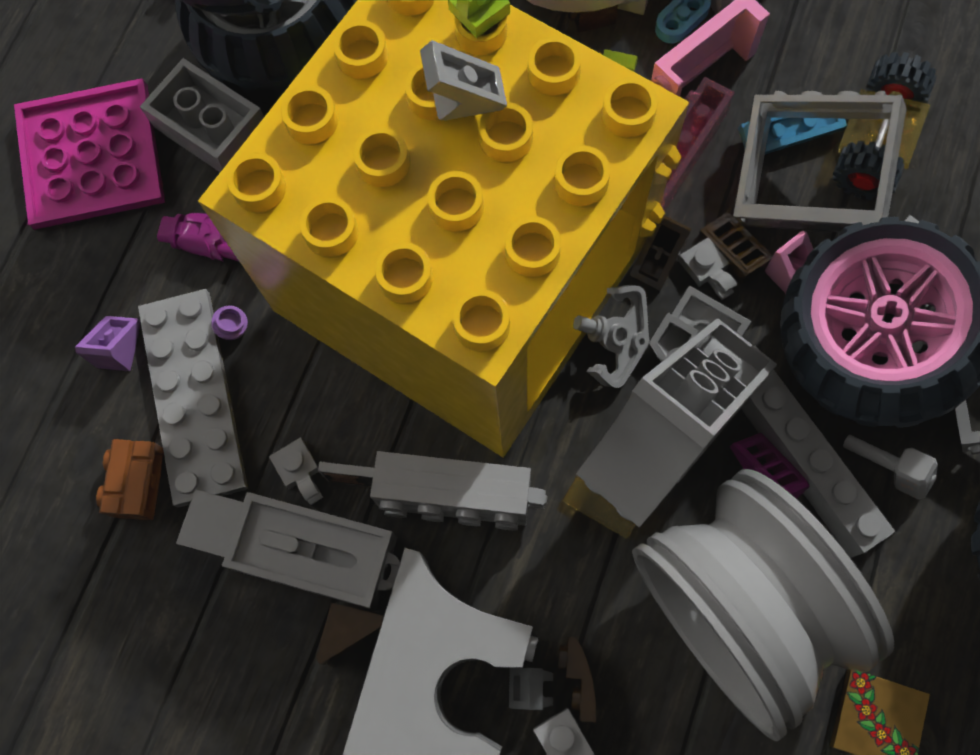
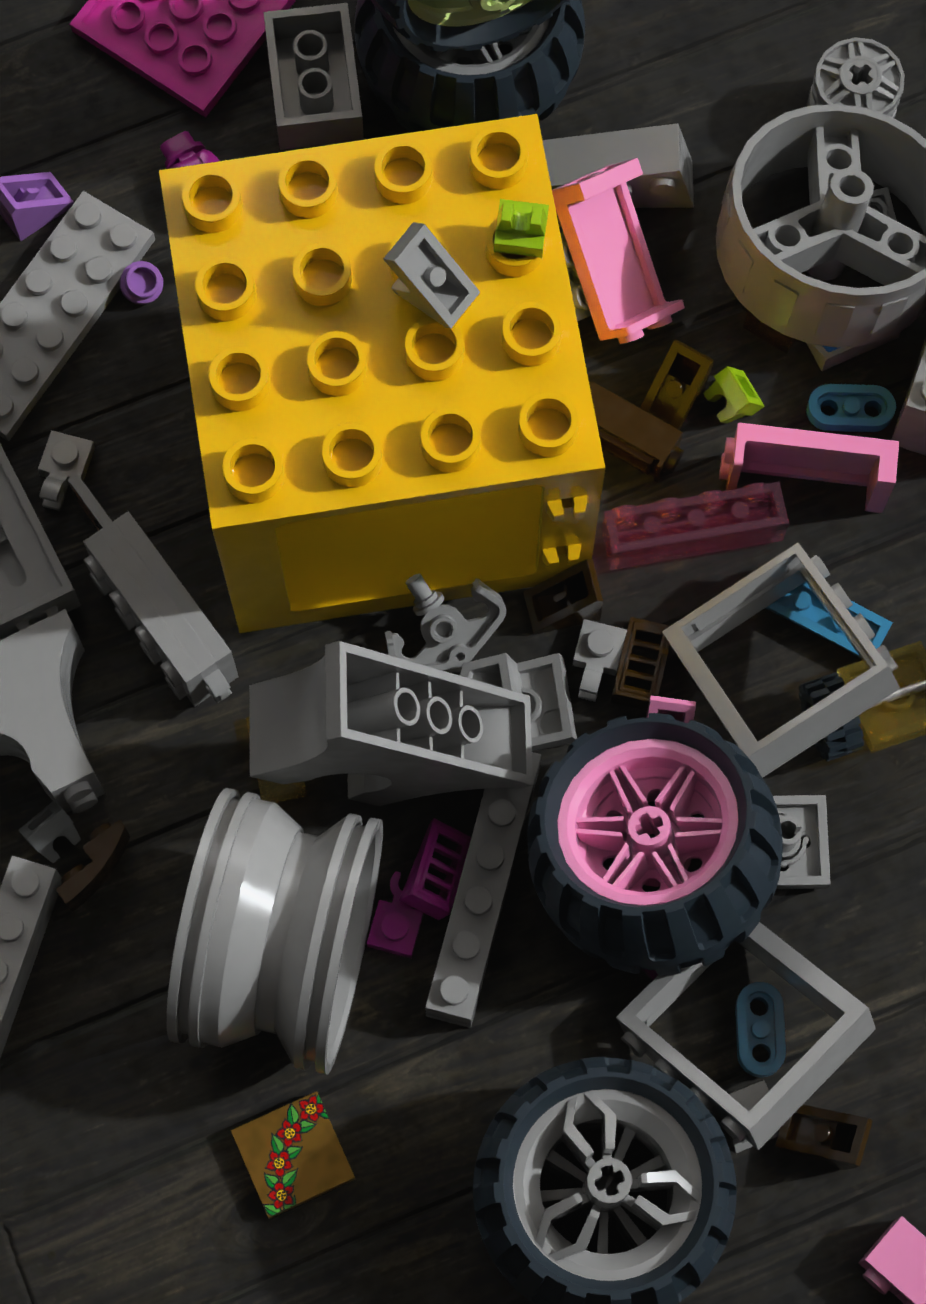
camera: 40 degrees right, 0 degrees up
(913, 471) = (548, 984): light grey piece -> none

